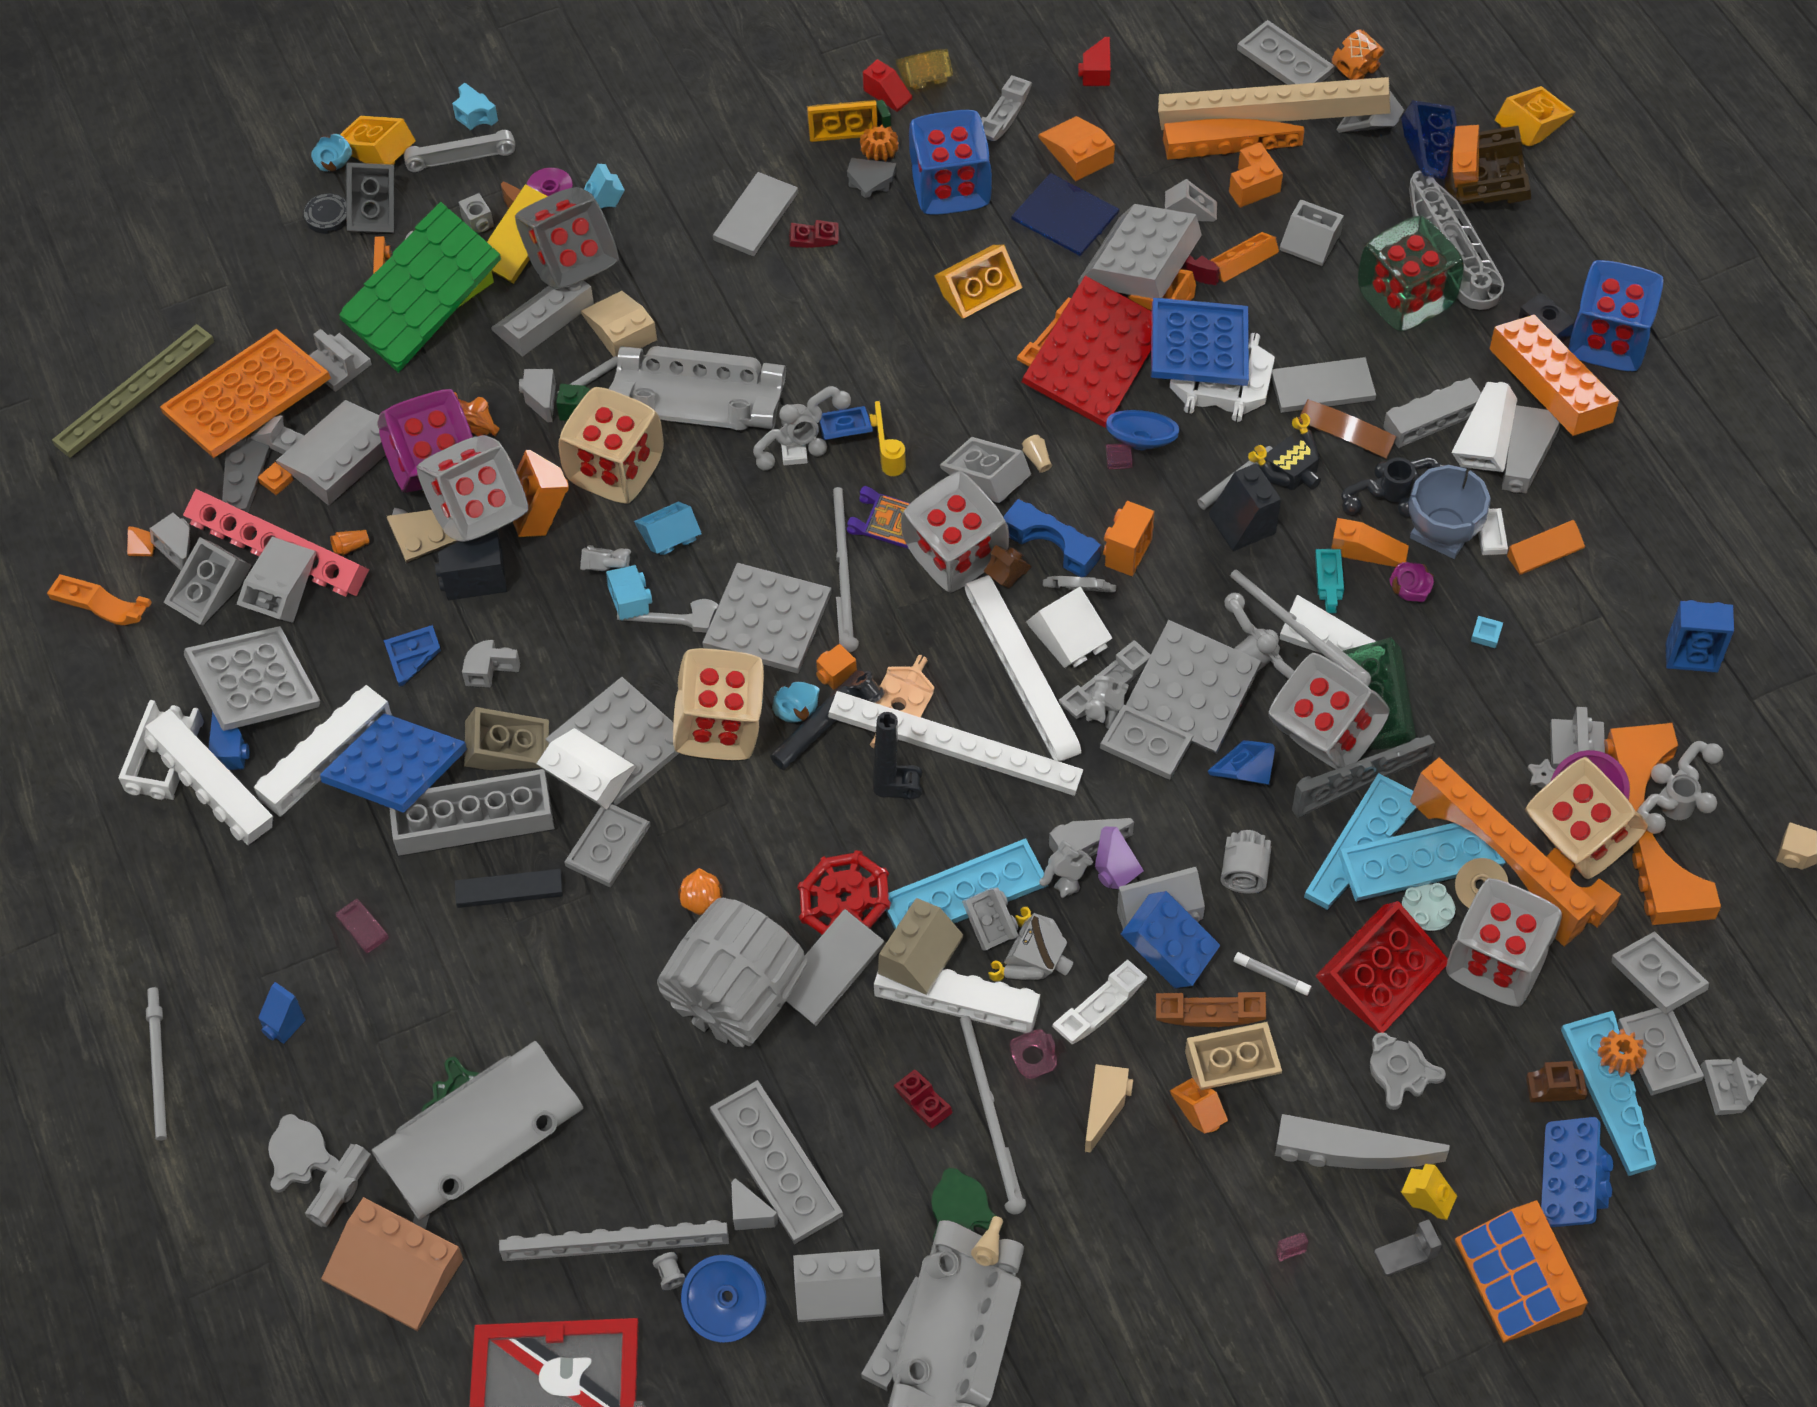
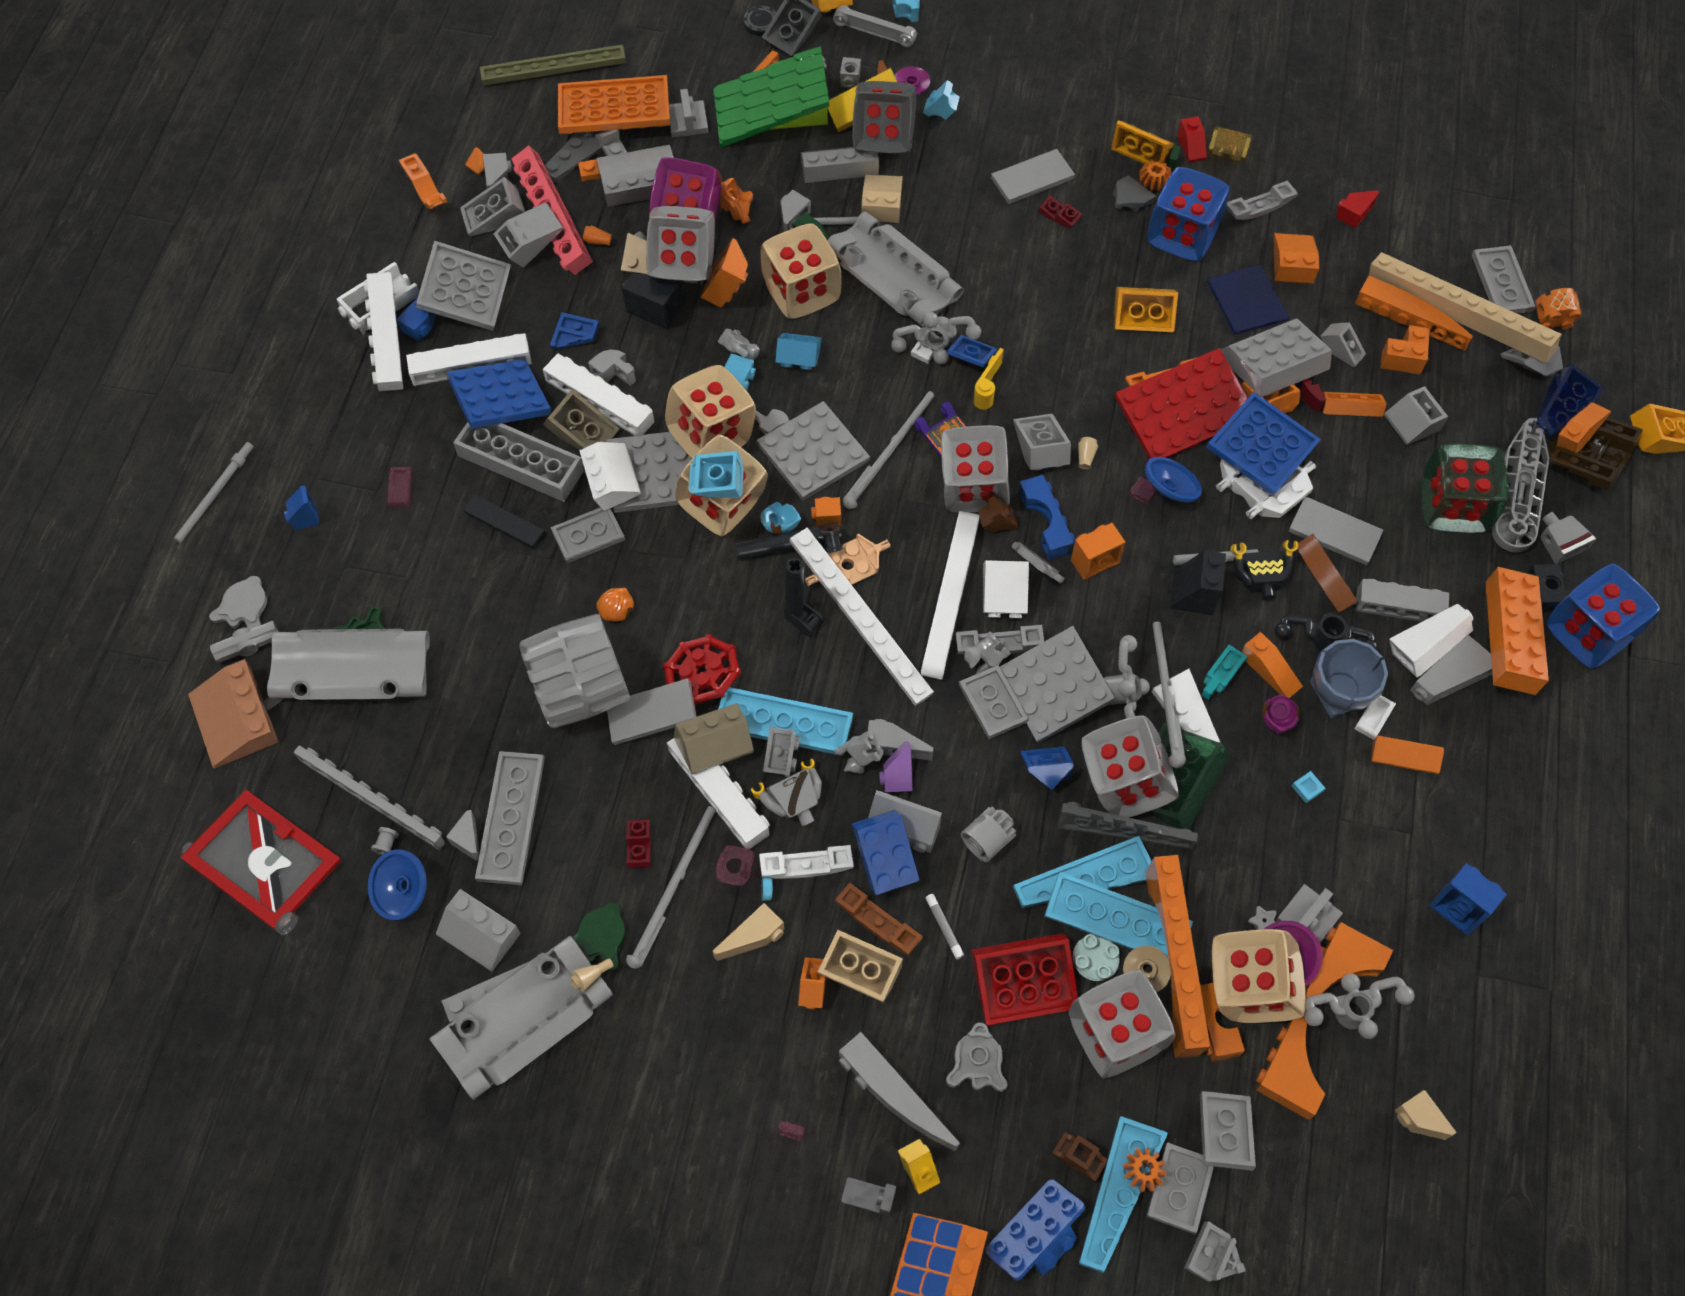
camera: 35 degrees right, 5 degrees up
(524, 697) = (607, 399): none -> white brick
(644, 642) = (707, 406): none -> tan piece
(722, 690) = (717, 475): none -> medium azure slope
(1083, 1053) = (766, 889): none -> medium azure tile
(1525, 266) = (1565, 537): none -> light grey torso

